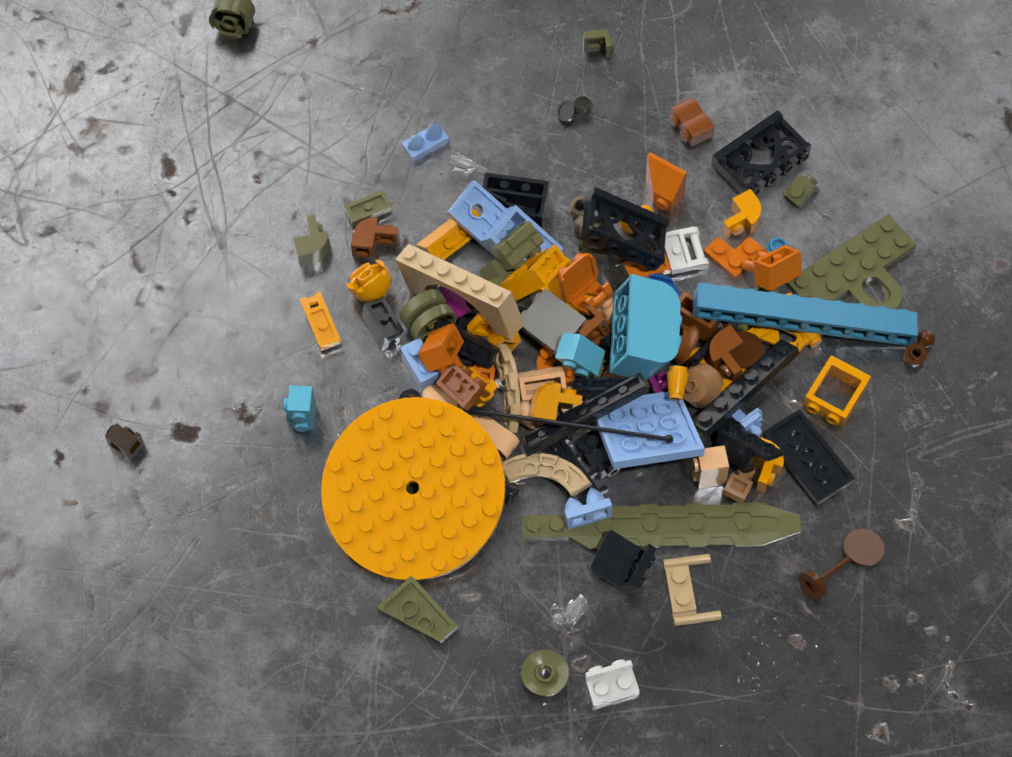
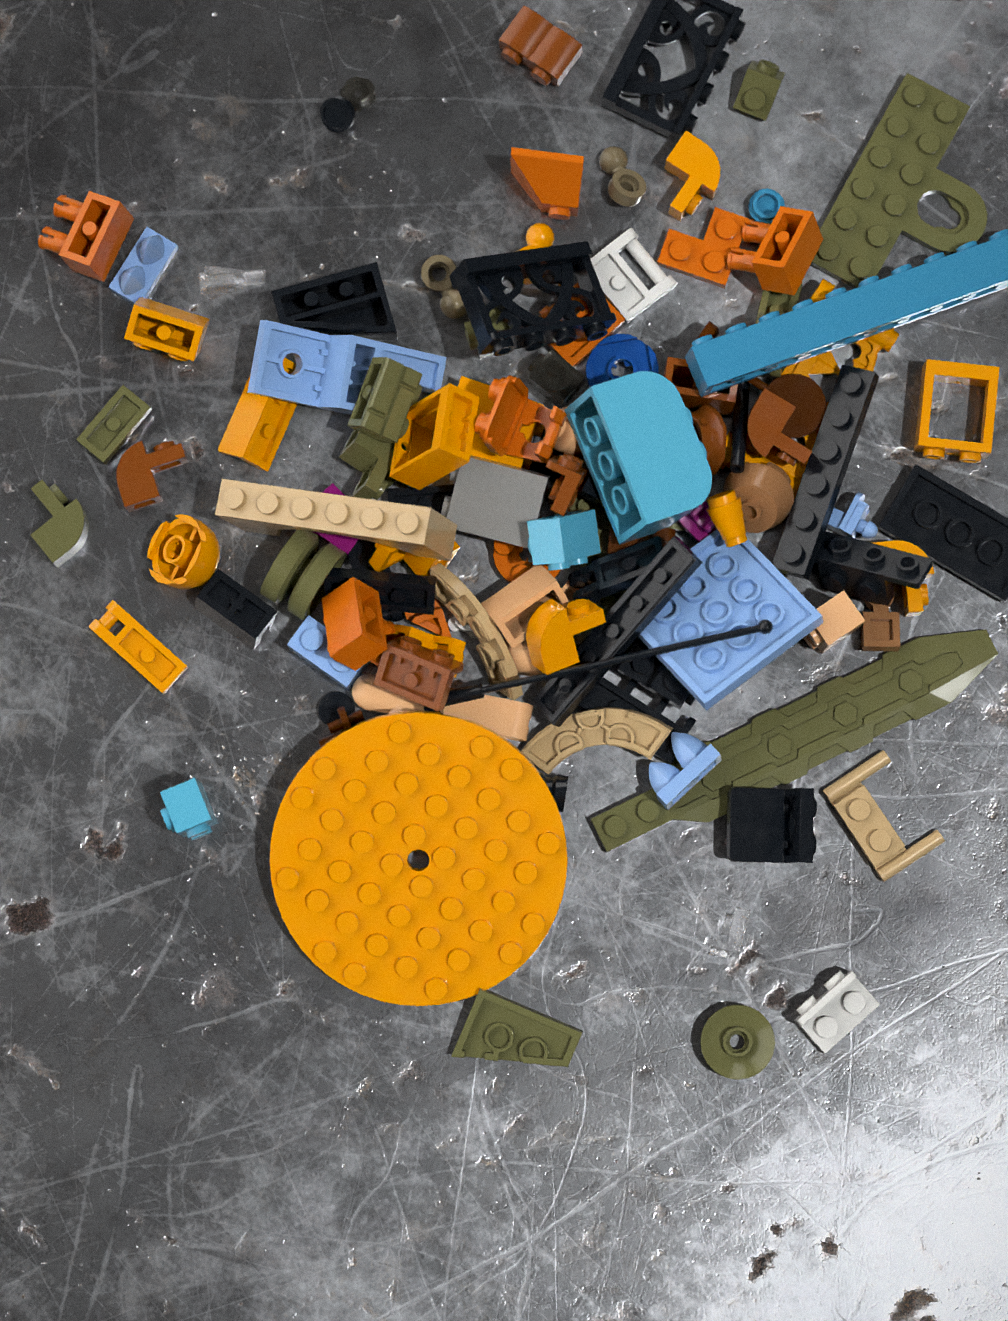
camera: 25 degrees left, 20 degrees up
(407, 113) = (94, 236): none -> orange brick
(419, 170) = (166, 329): none -> light orange brick
(704, 205) = (625, 185): none -> dark tan plate

